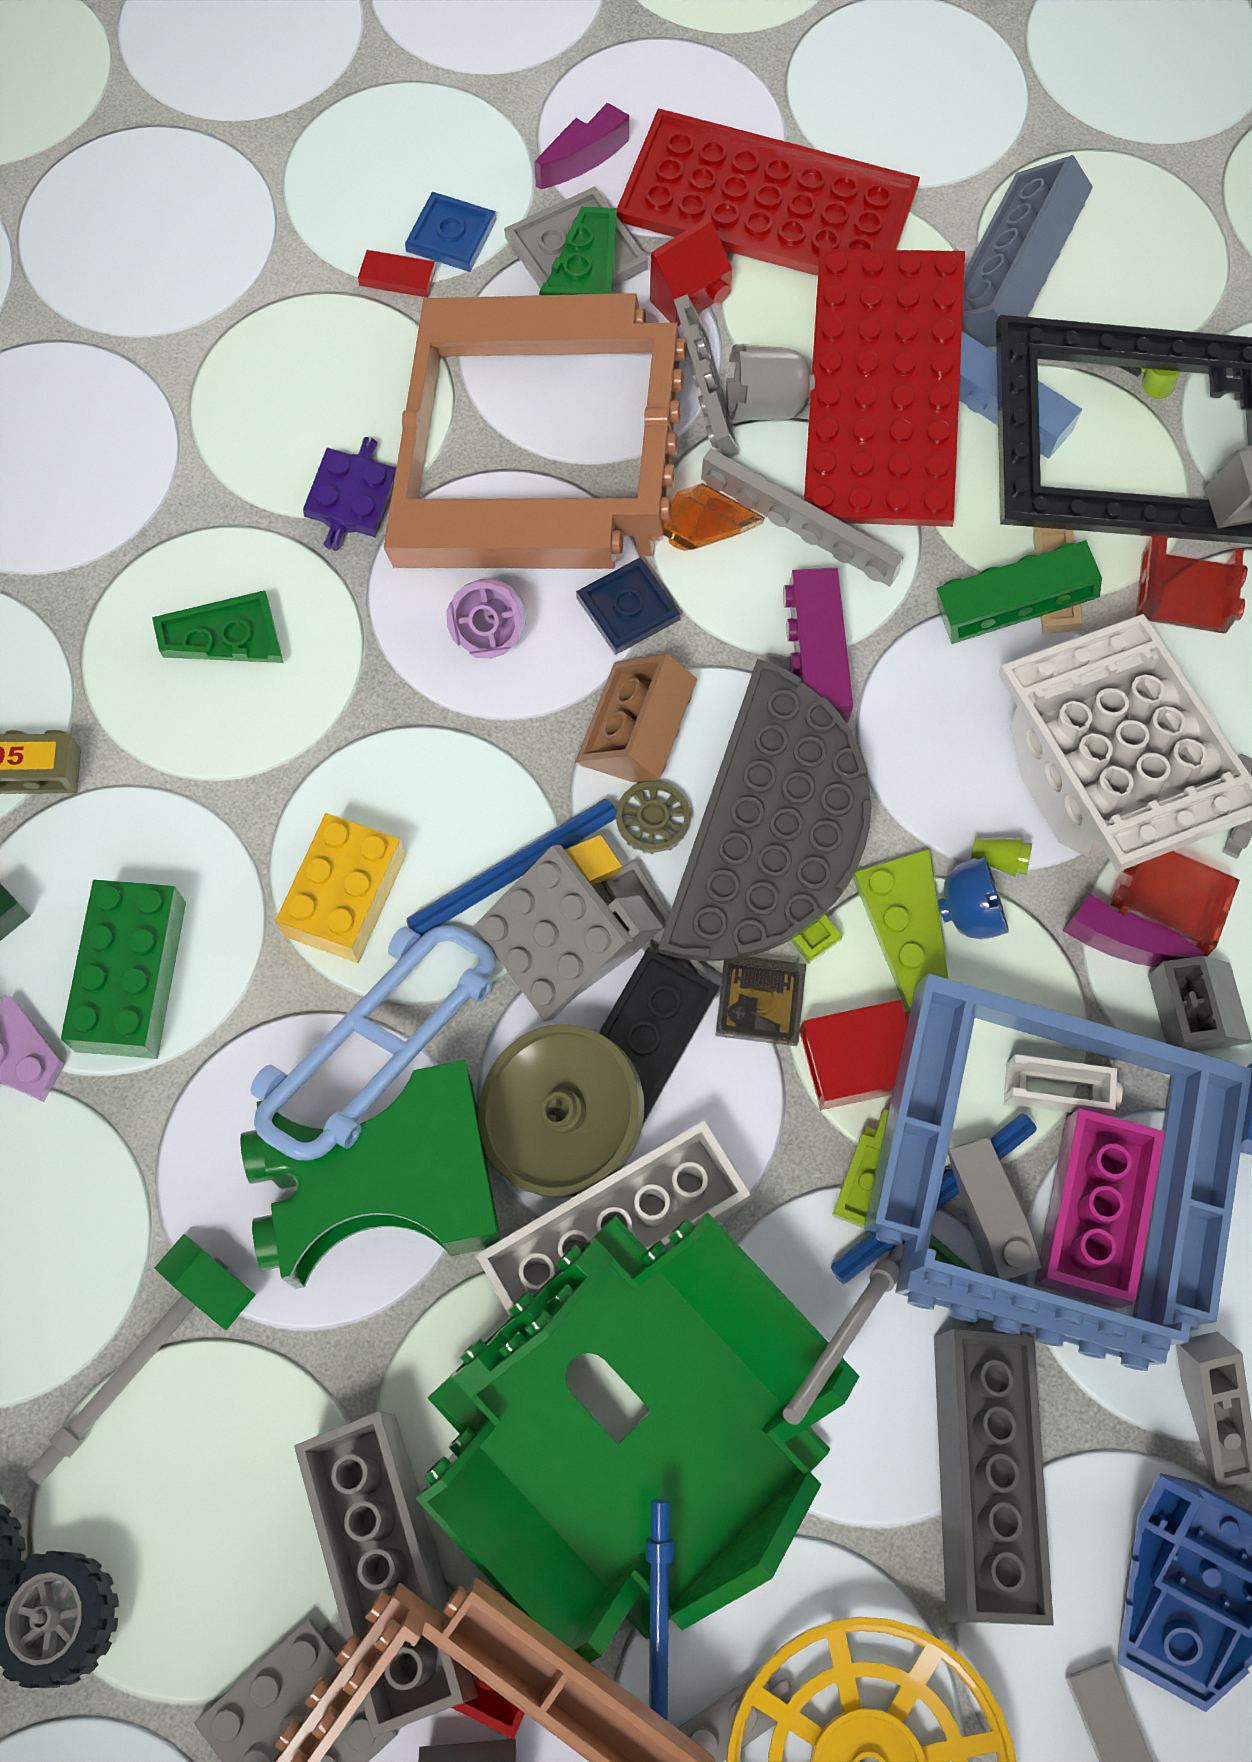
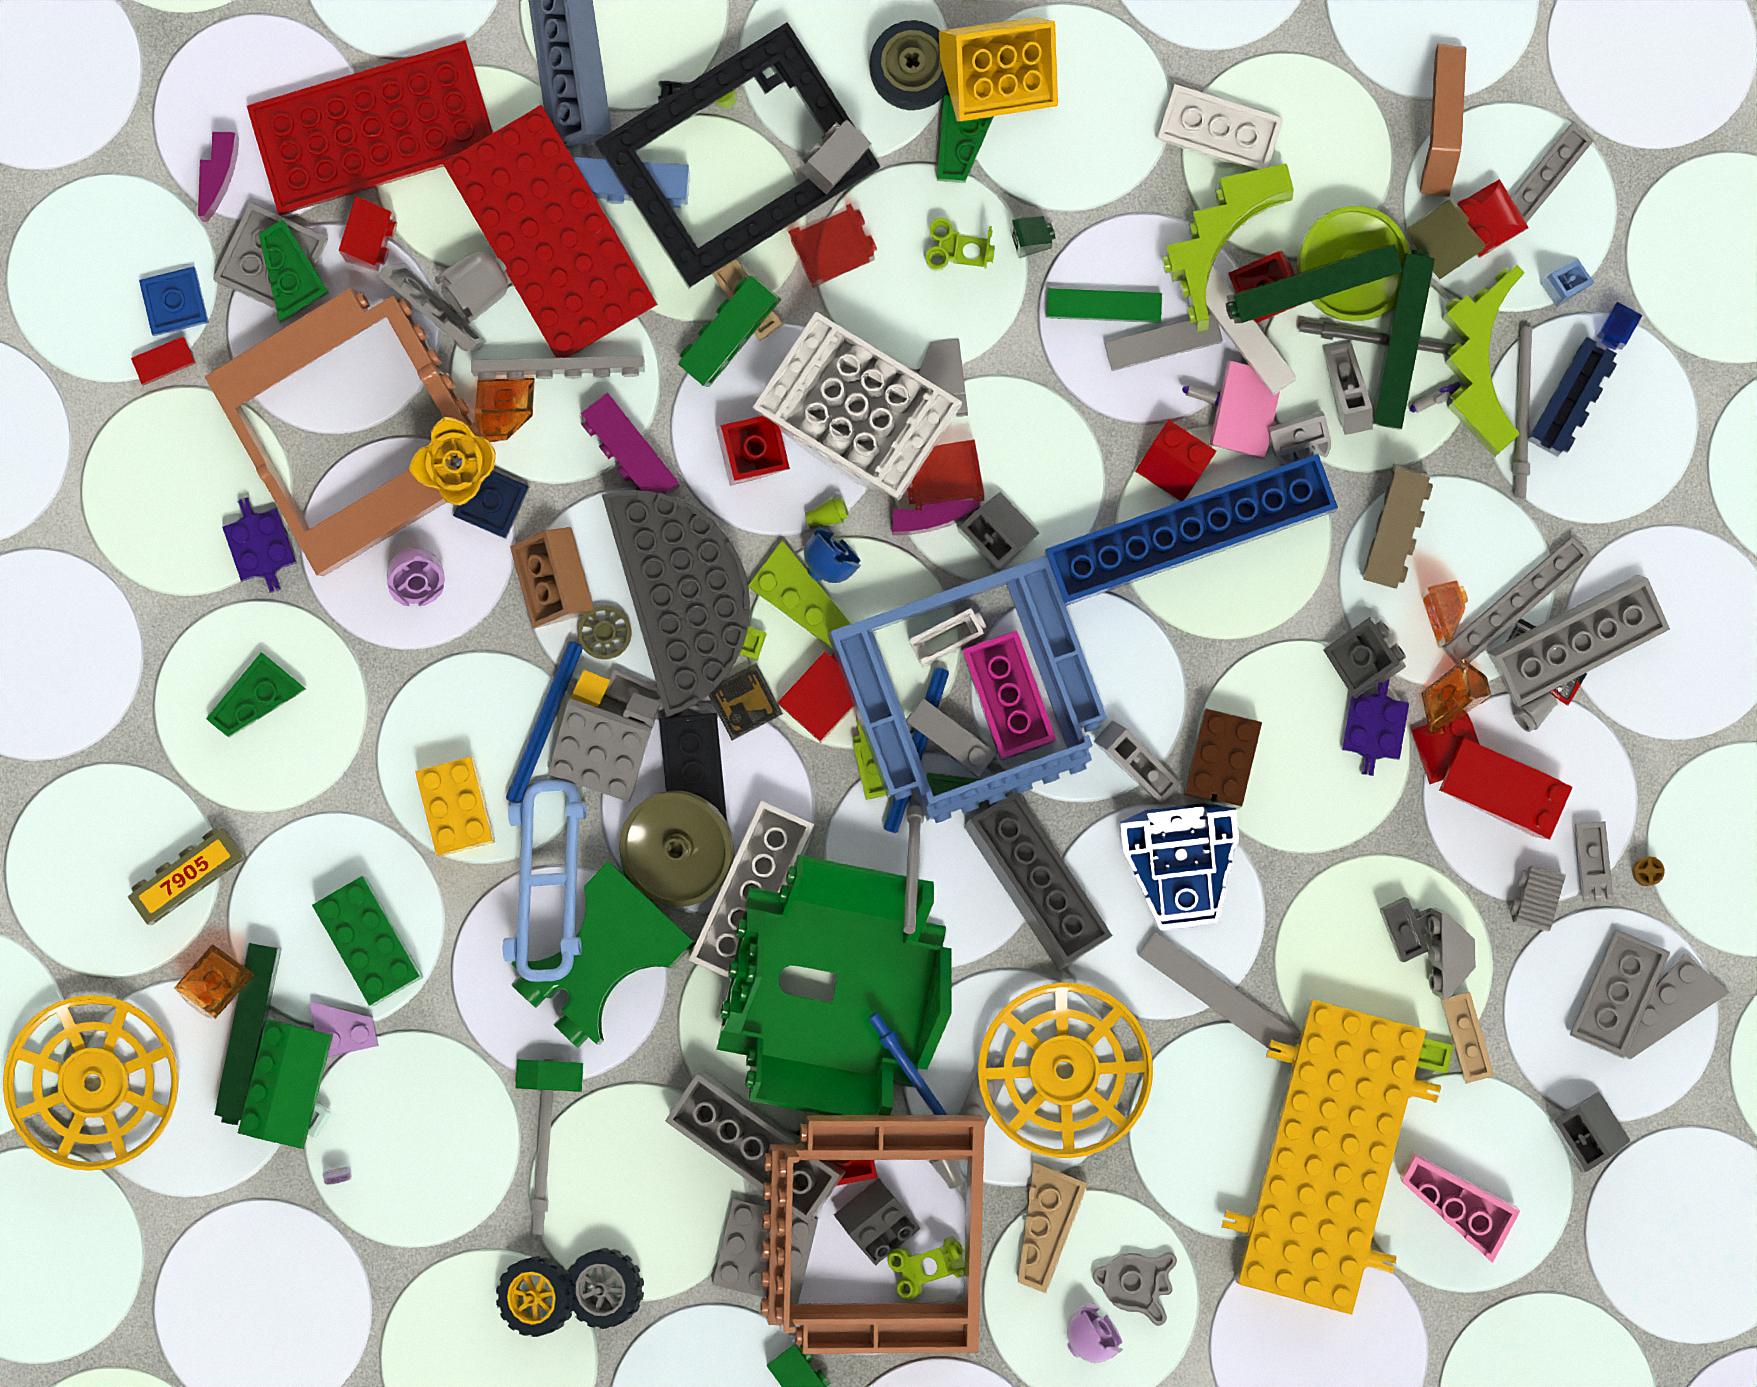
camera: 30 degrees left, 15 degrees up
(599, 499) = (433, 462): none -> yellow brick
(962, 726) = (752, 449): none -> red slope

